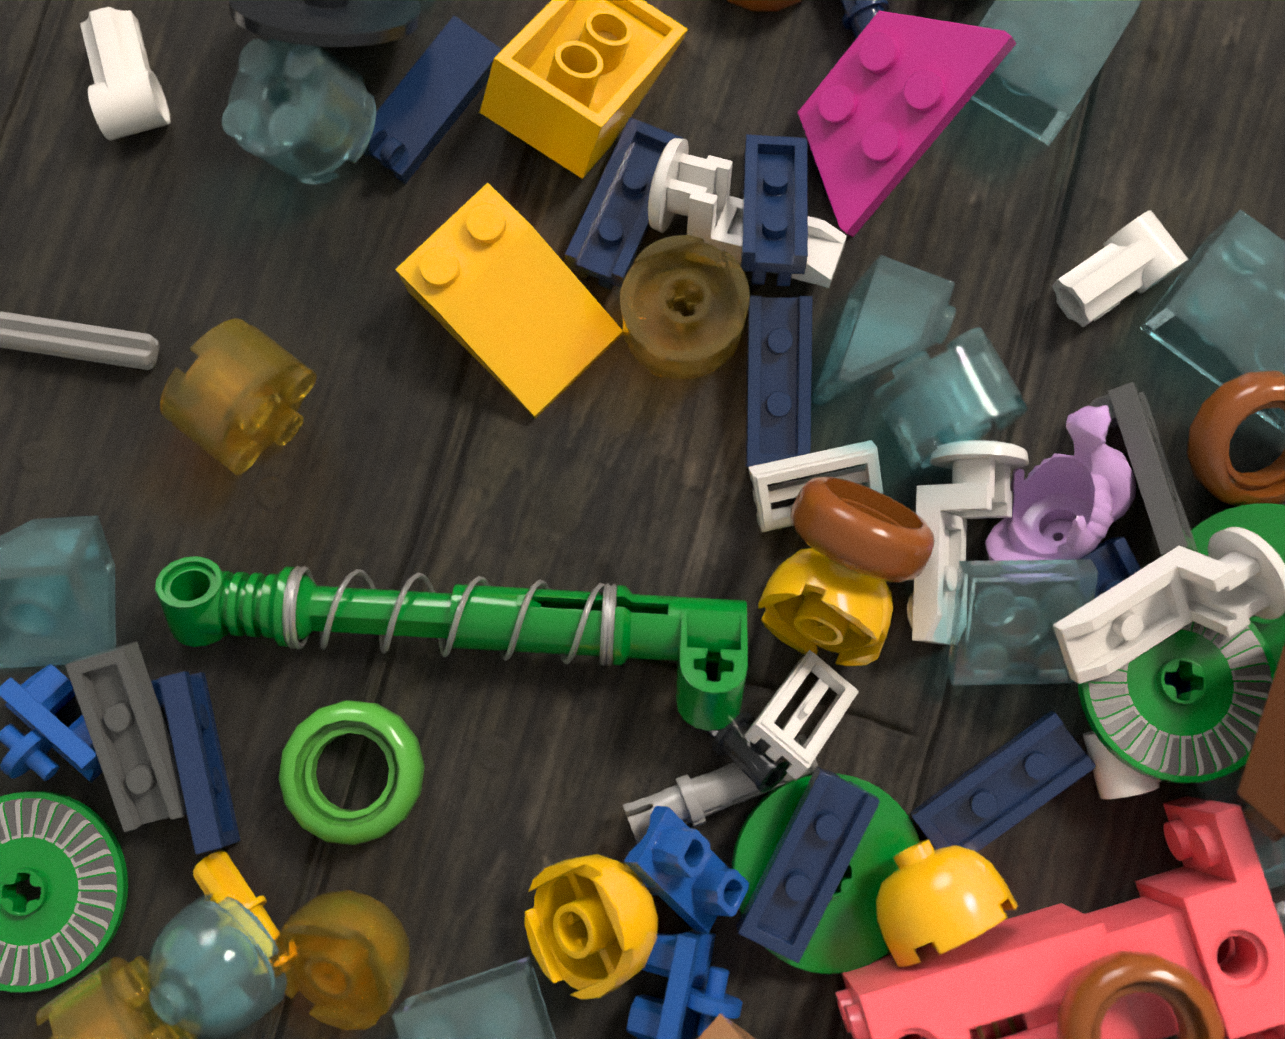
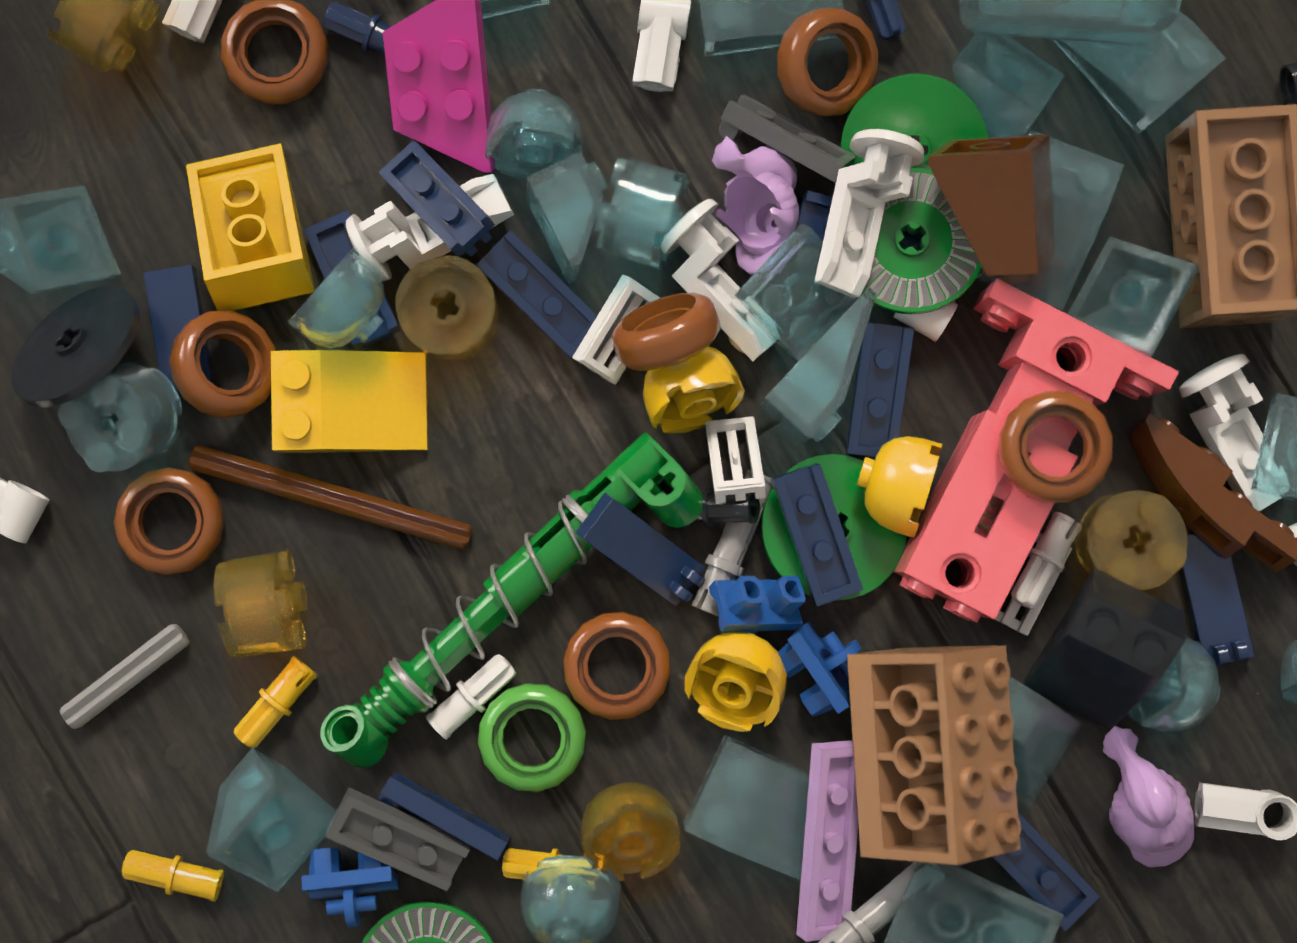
camera: 45 degrees left, 5 degrees up
(163, 497) = (274, 702): none -> yellow axle
(221, 204) = (130, 515): none -> dark orange wheel
(338, 676) = (471, 696): none -> white axle
(389, 144) = (193, 383): none -> dark orange wheel
(407, 372) = (330, 497): none -> reddish brown axle
(445, 800) = (618, 705): none -> dark orange wheel
(593, 201) = (342, 304): none -> clear light blue cylinder
(629, 705) = (641, 550): none -> dark blue hinge
(921, 225) = (532, 133): none -> clear light blue cylinder
(960, 725) = (819, 382): none -> clear light blue slope

